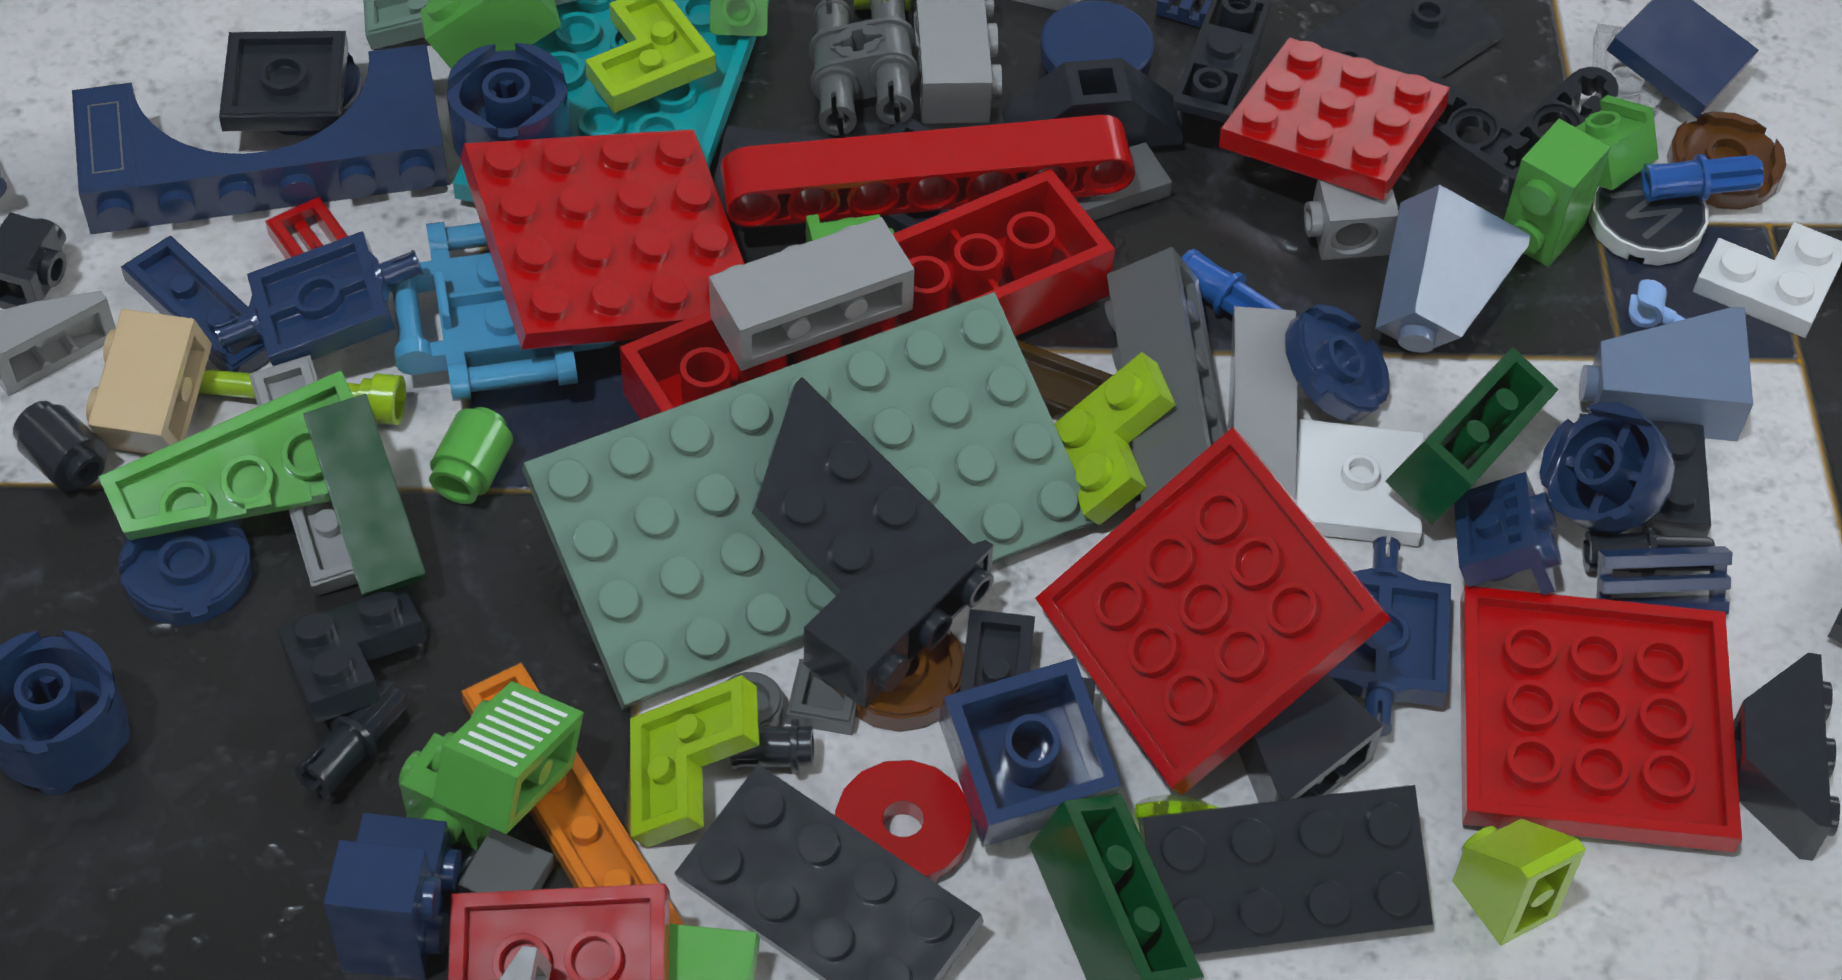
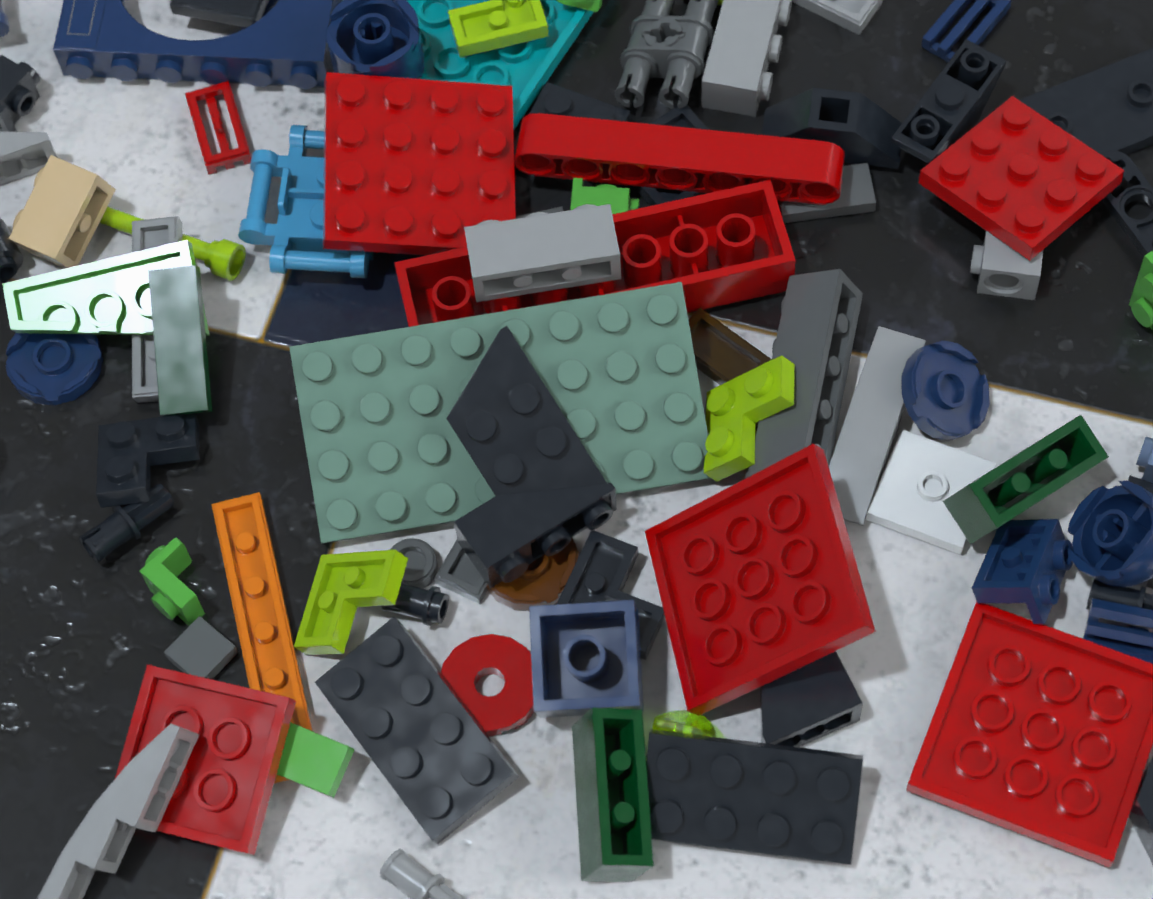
camera: 25 degrees right, 10 degrees up
(185, 288) = (122, 155): dark blue tile -> none
(320, 300) = (198, 172): dark blue plate -> none
(390, 895) = (109, 653): dark blue brick -> none
(470, 455) = (272, 318): bright green brick -> none
(506, 756) = (215, 570): bright green brick -> none
(1096, 33) = (860, 63): dark blue tile -> none
(1222, 287) = (883, 304): blue axle -> none
(1410, 652) = (911, 625): dark blue plate -> none
(1443, 268) = (1060, 329): slope -> none
(1517, 875) = (922, 845): lime slope -> none

